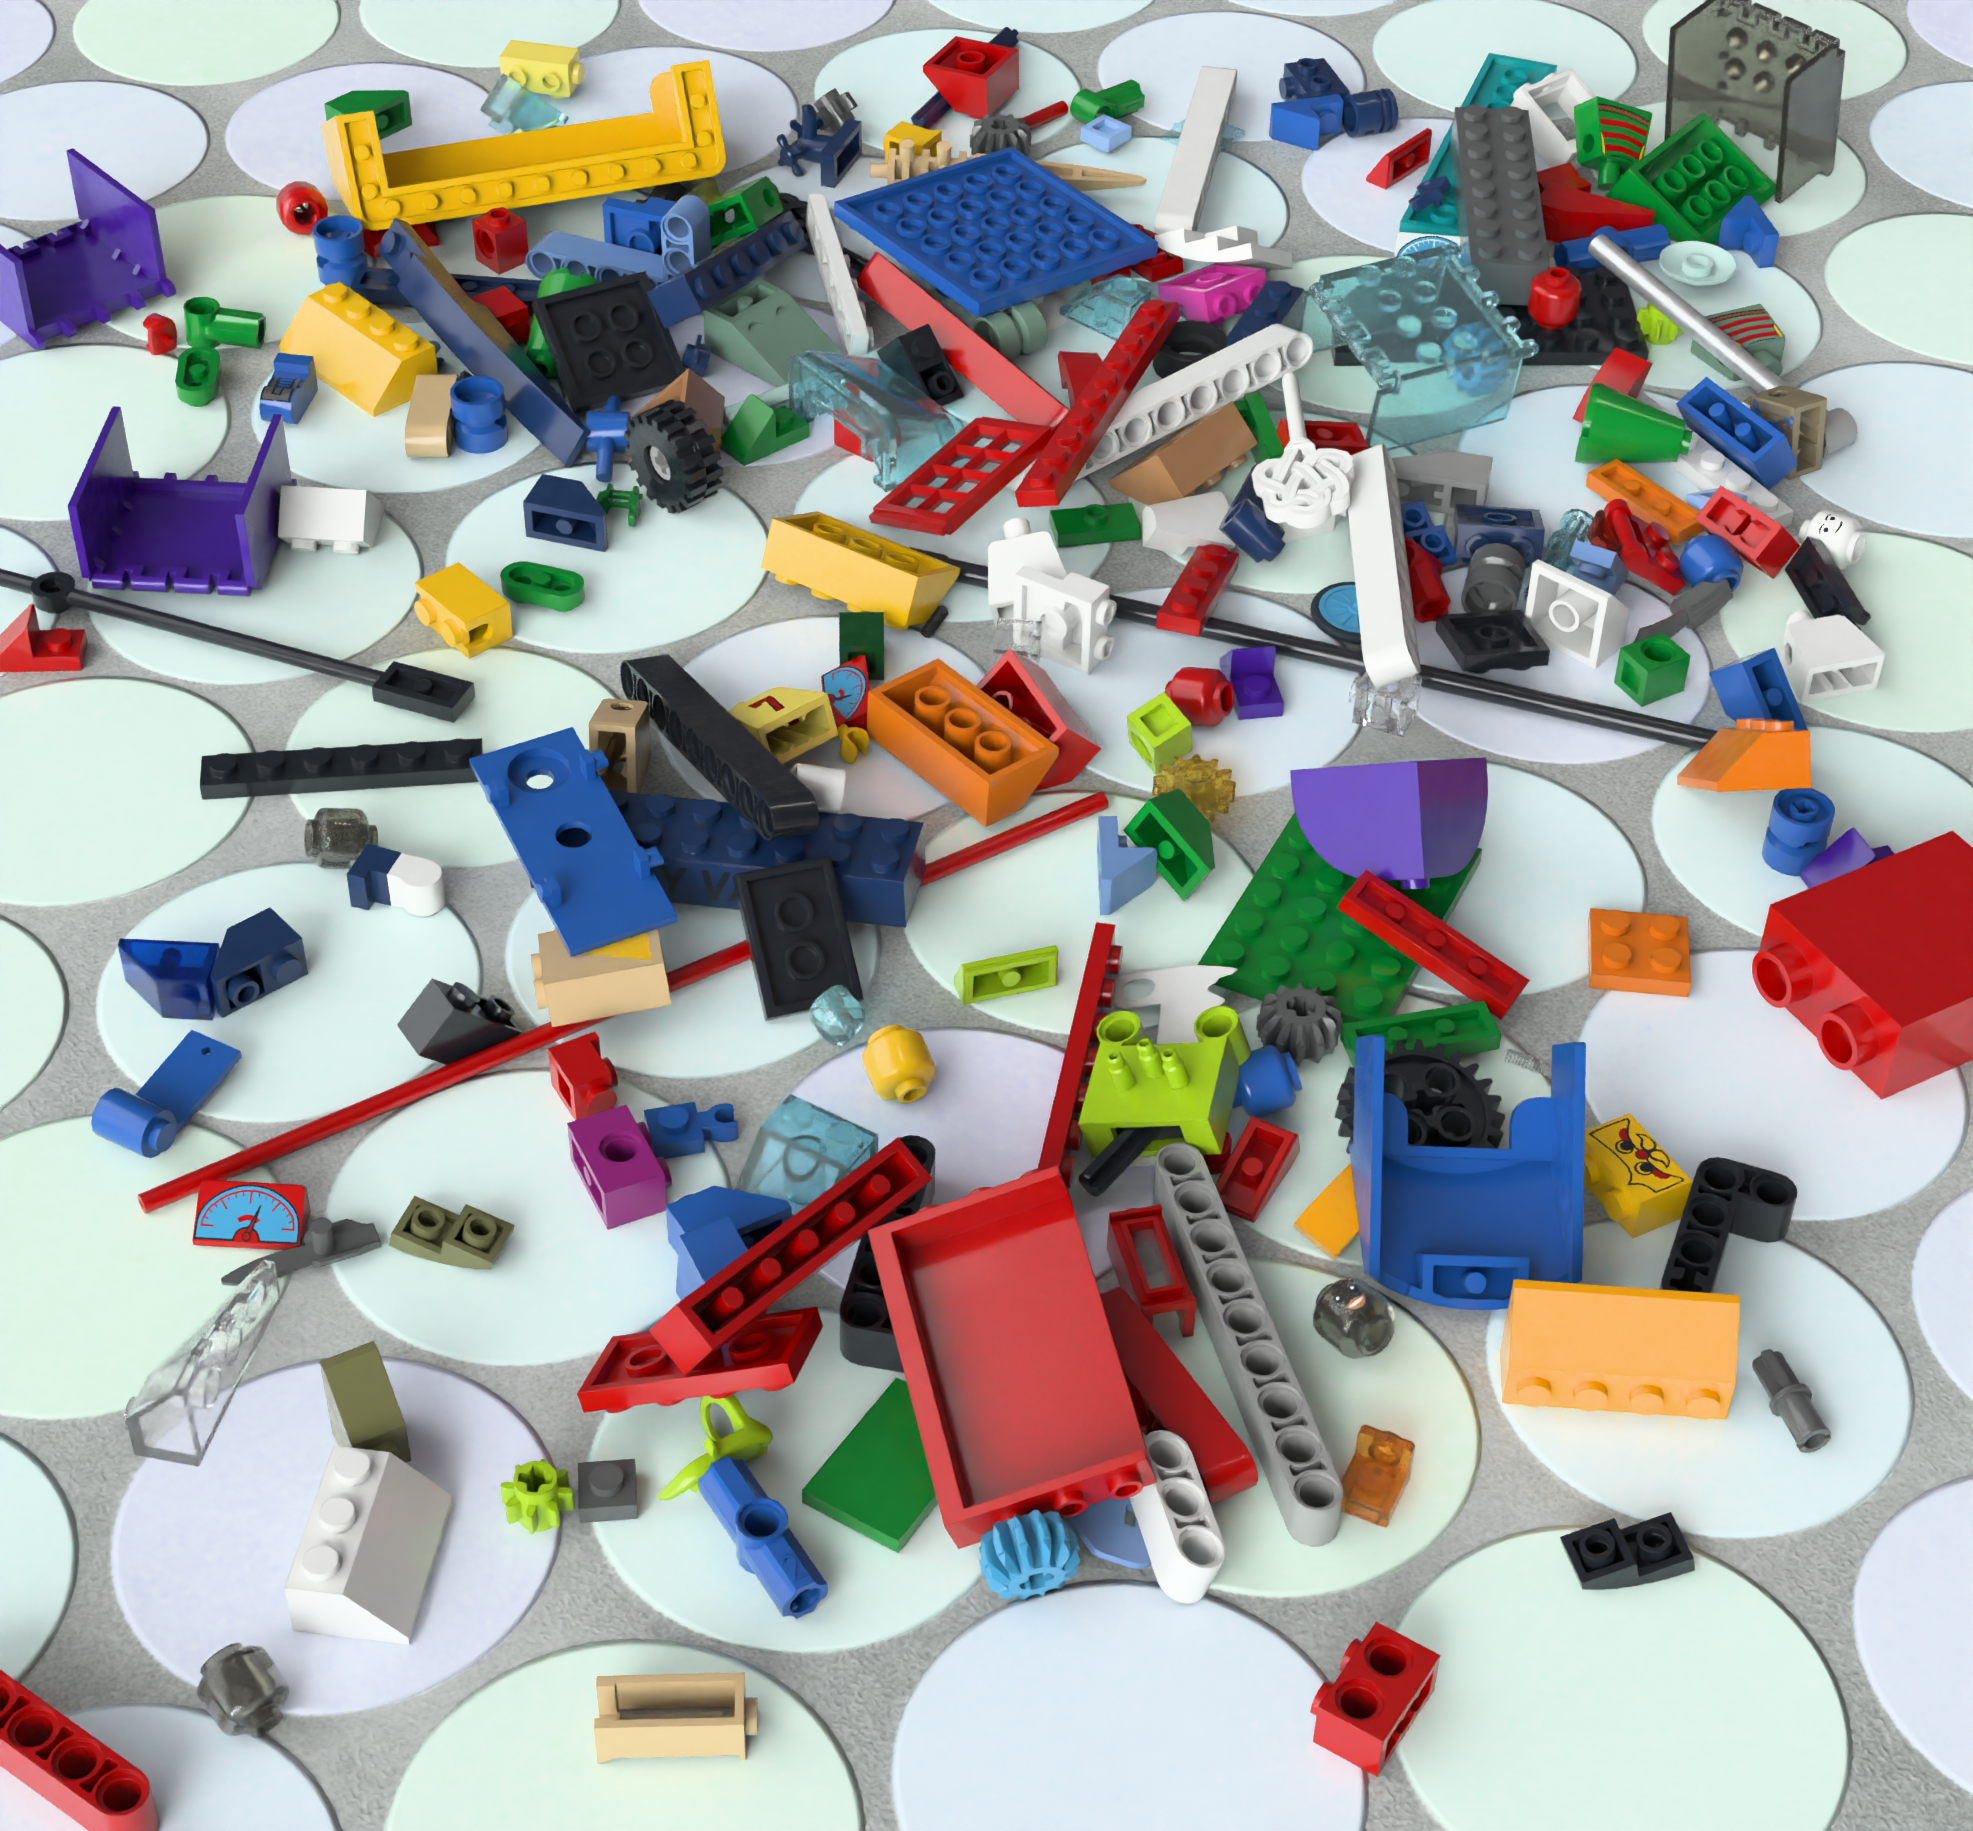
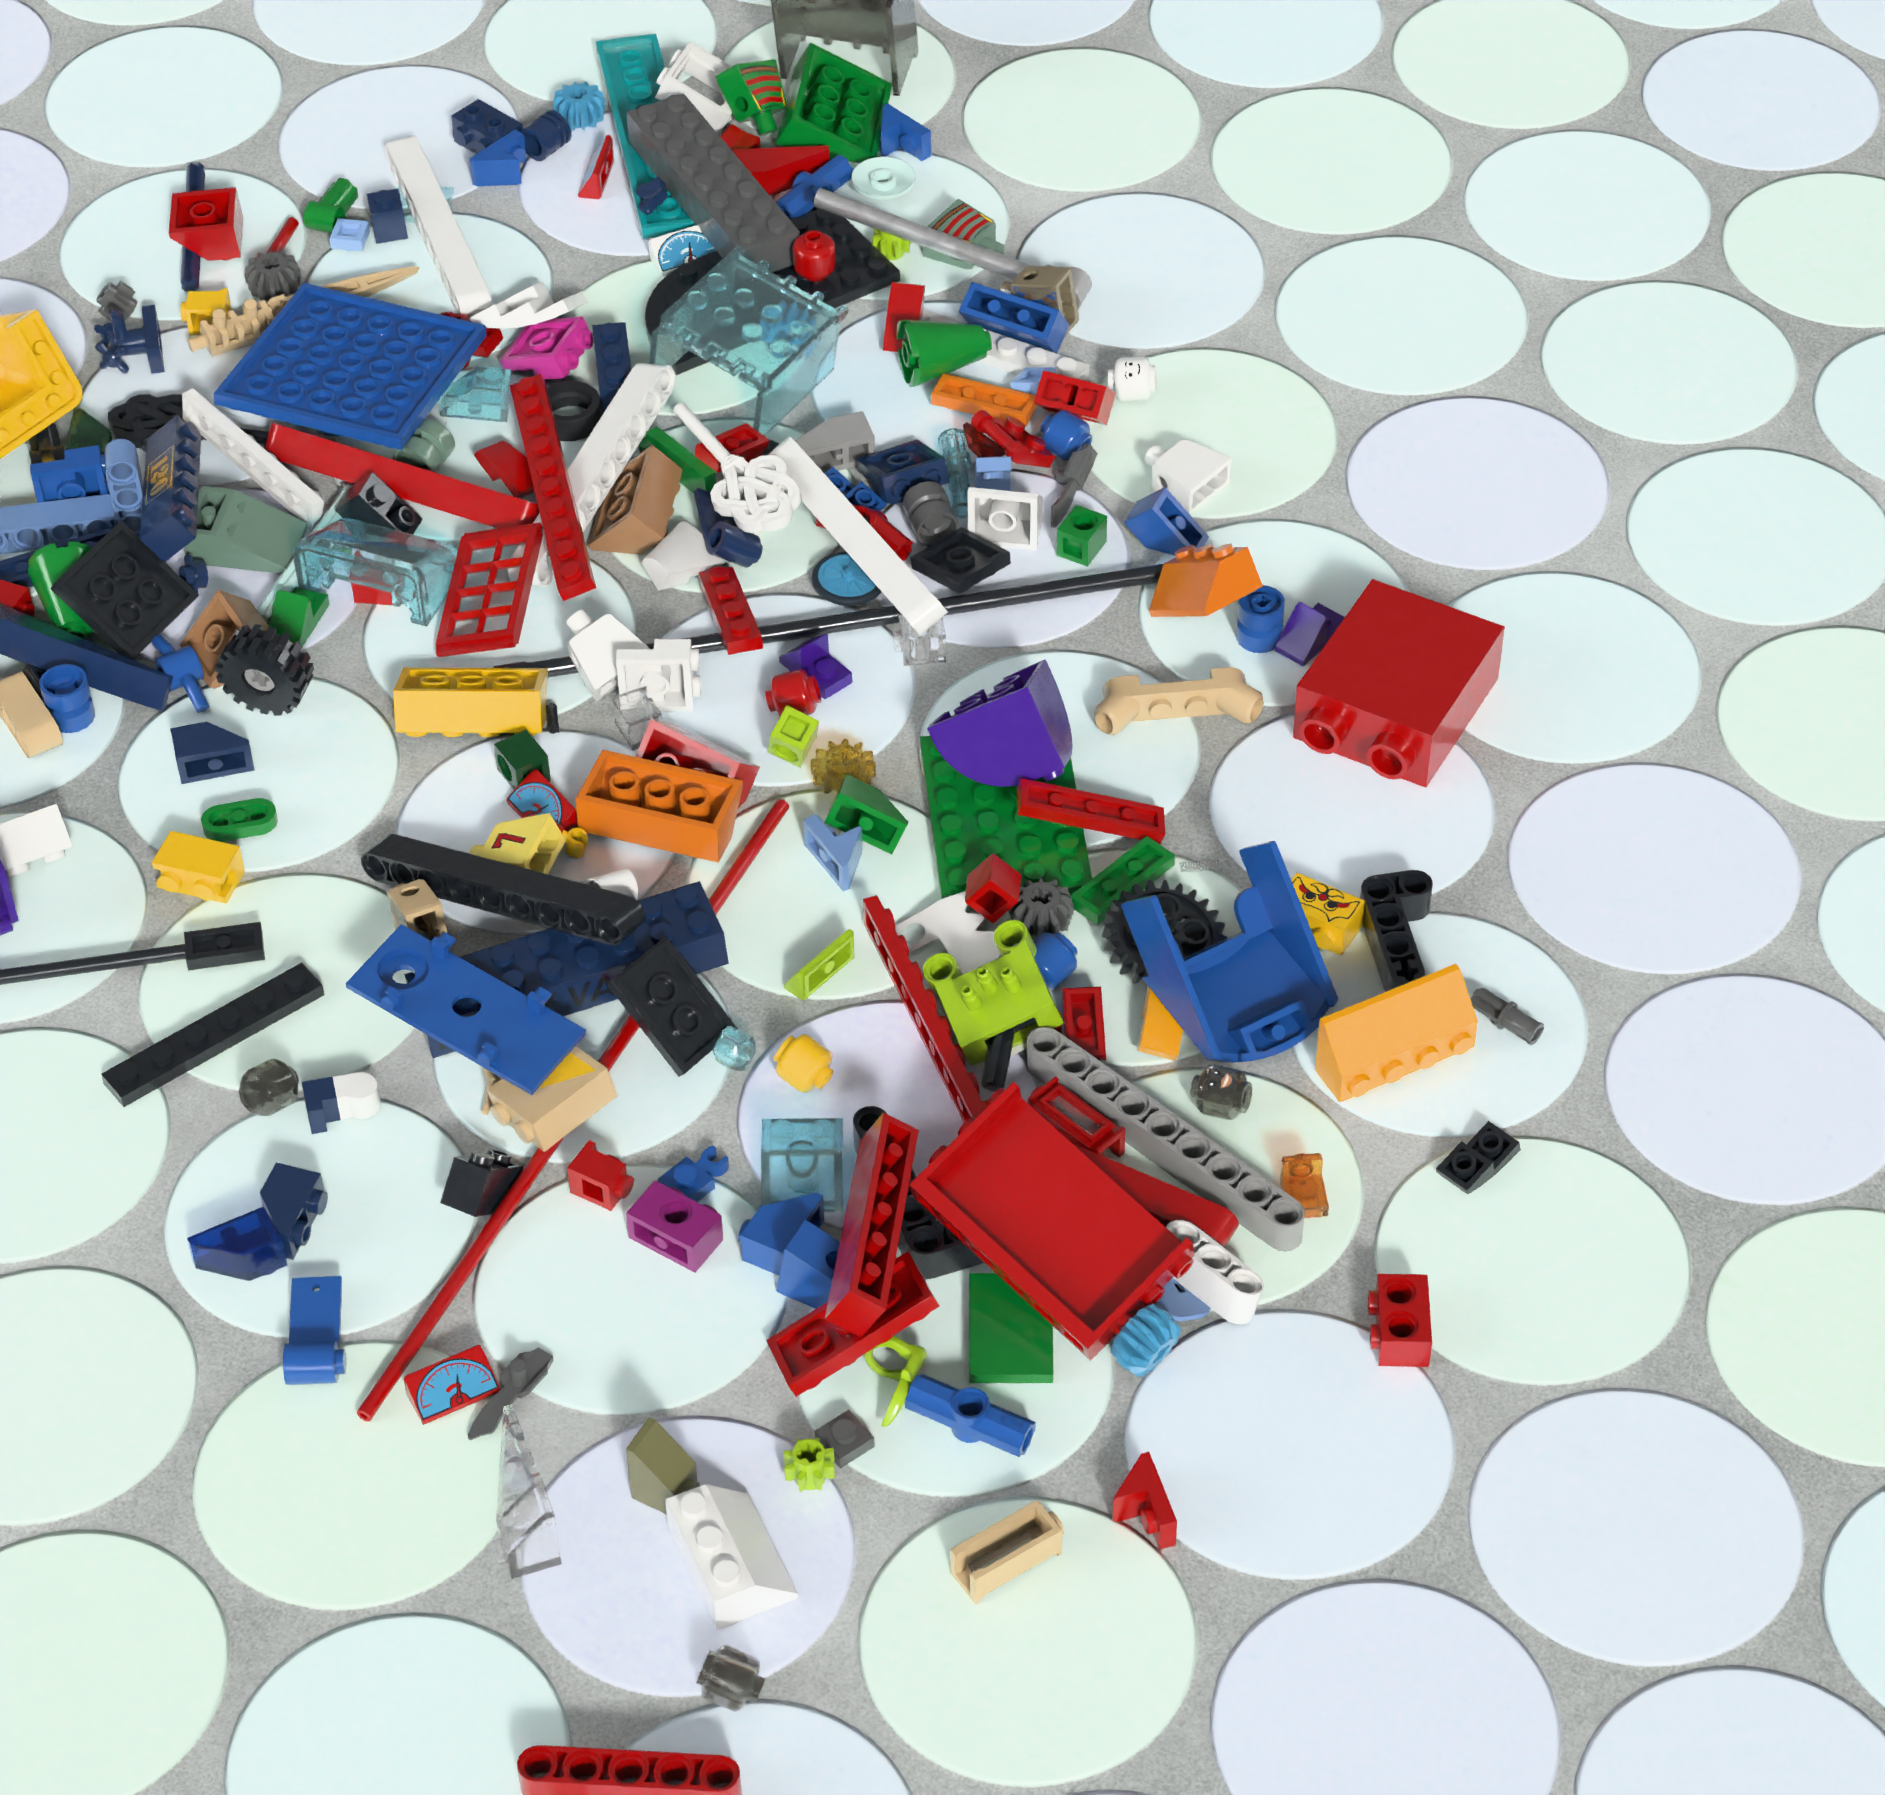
camera: 30 degrees left, 5 degrees up
(451, 1239) = (594, 1332): olive slope -> none
(606, 497) = (247, 718): green piece -> none
(752, 205) = (138, 422): green torso -> none
(883, 1741) = (1145, 1496): none -> red slope
(1094, 524) = (611, 586): green plate -> none
(1154, 126) = (387, 215): none -> dark blue slope
(1250, 972) = (993, 888): none -> red brick
(1426, 100) = (580, 105): none -> dark azure gear
(1638, 952) = (1213, 754): orange plate -> none
(1692, 891) = (1221, 694): none -> tan plate
(1823, 584) = (1150, 418): black hinge -> none

